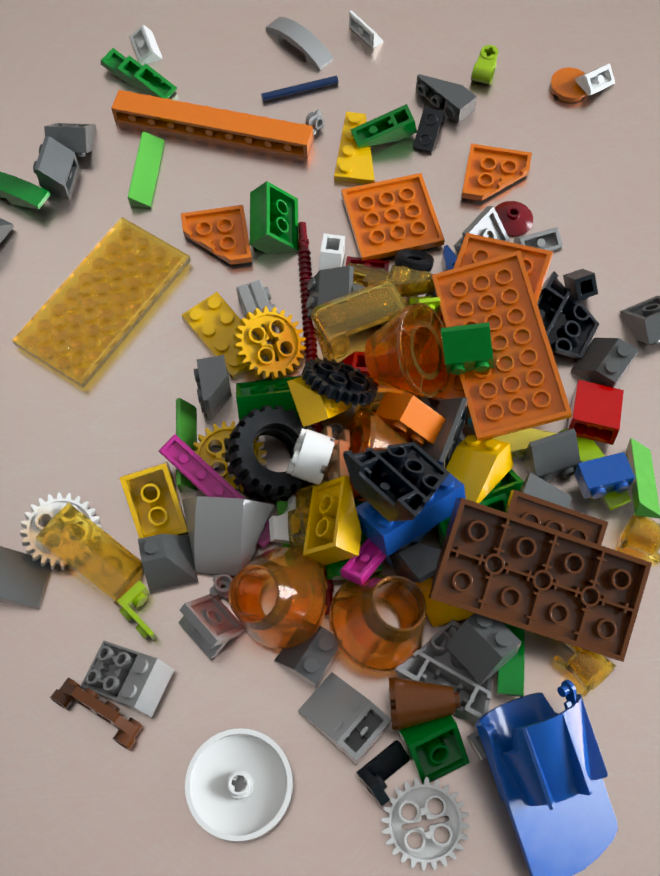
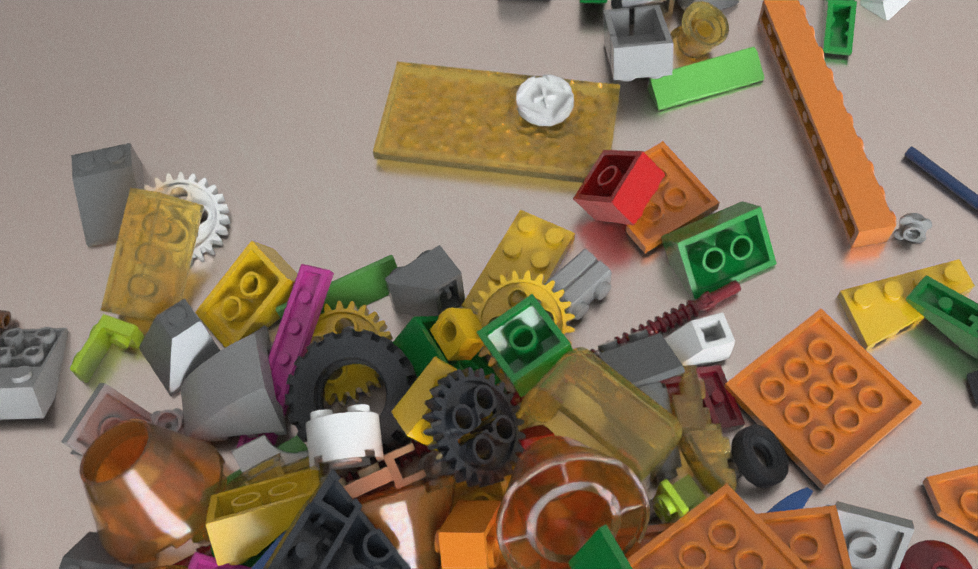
camera: 70 degrees right, 5 degrees down
(104, 189) = (644, 54): none -> light grey piece
(108, 263) = (545, 100): none -> white tile
(113, 152) = (701, 30): none -> clear yellow hat
(205, 248) = (619, 186): none -> red brick
(267, 370) = (457, 333): none -> yellow brick
(291, 340) = (524, 343): none -> green slope

